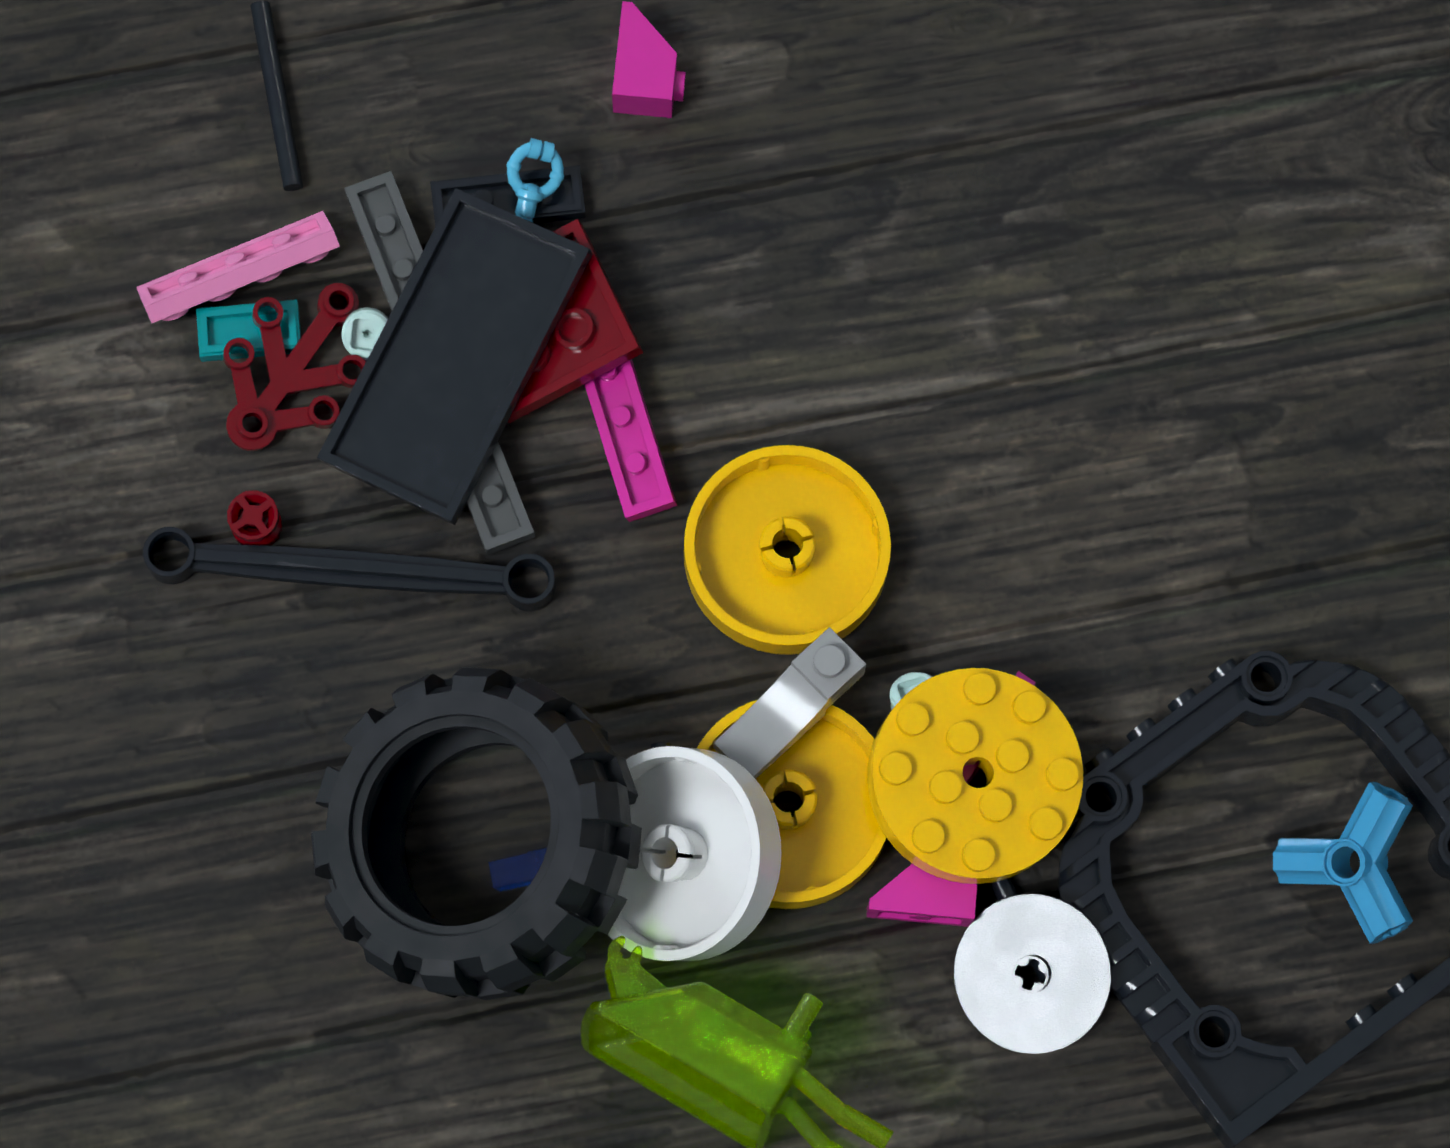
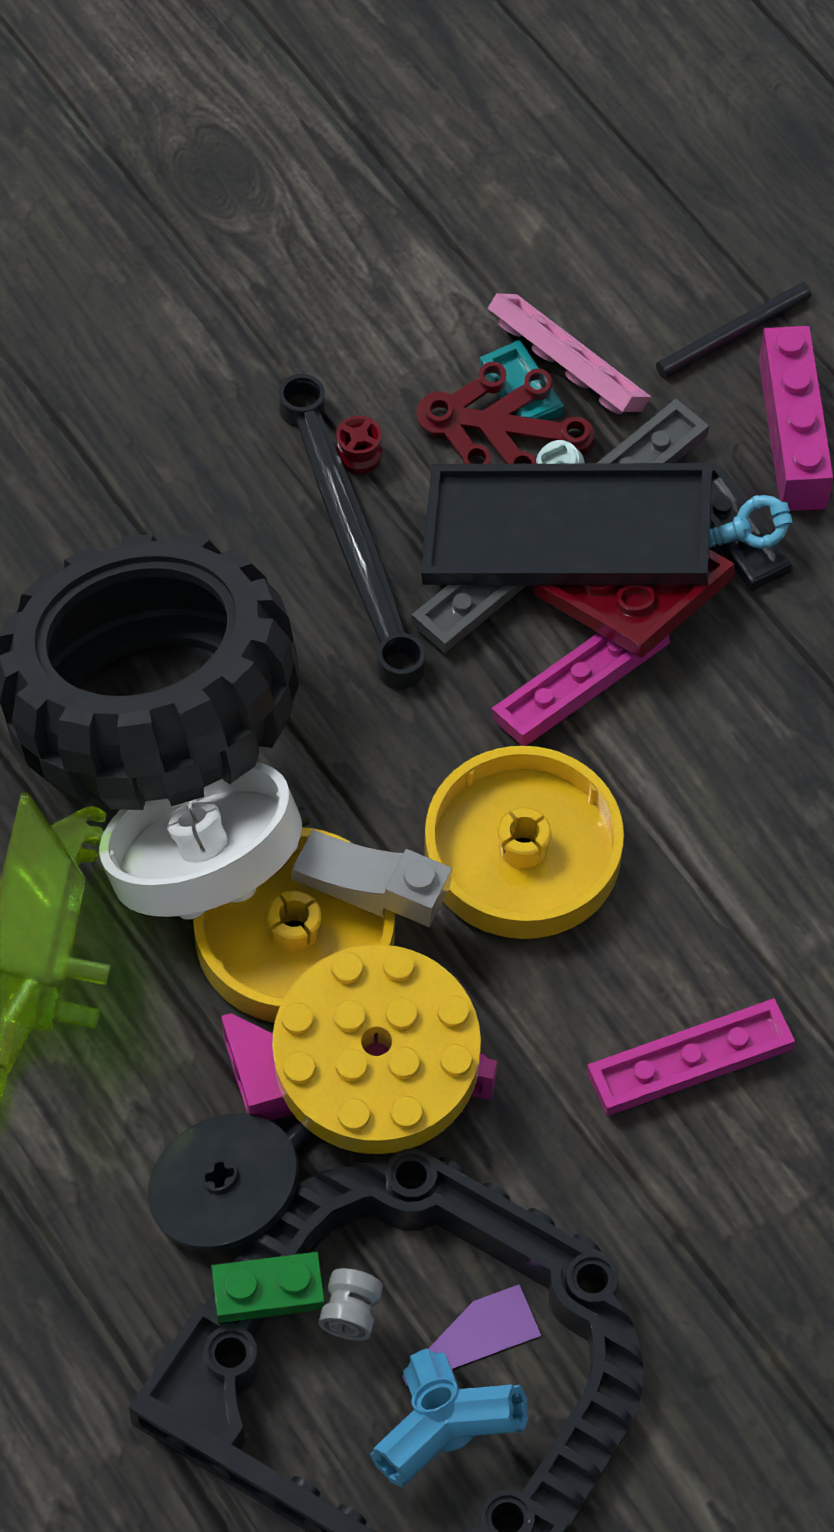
camera: 70 degrees right, 15 degrees down
(419, 85) = (795, 418): none -> dark pink brick
(1069, 495) = (690, 1057): none -> dark pink plate
(1172, 972) = (267, 1287): none -> green plate
(1224, 902) = (350, 1304): none -> light grey wheel
(1256, 795) = (487, 1328): none -> medium lavender sticker

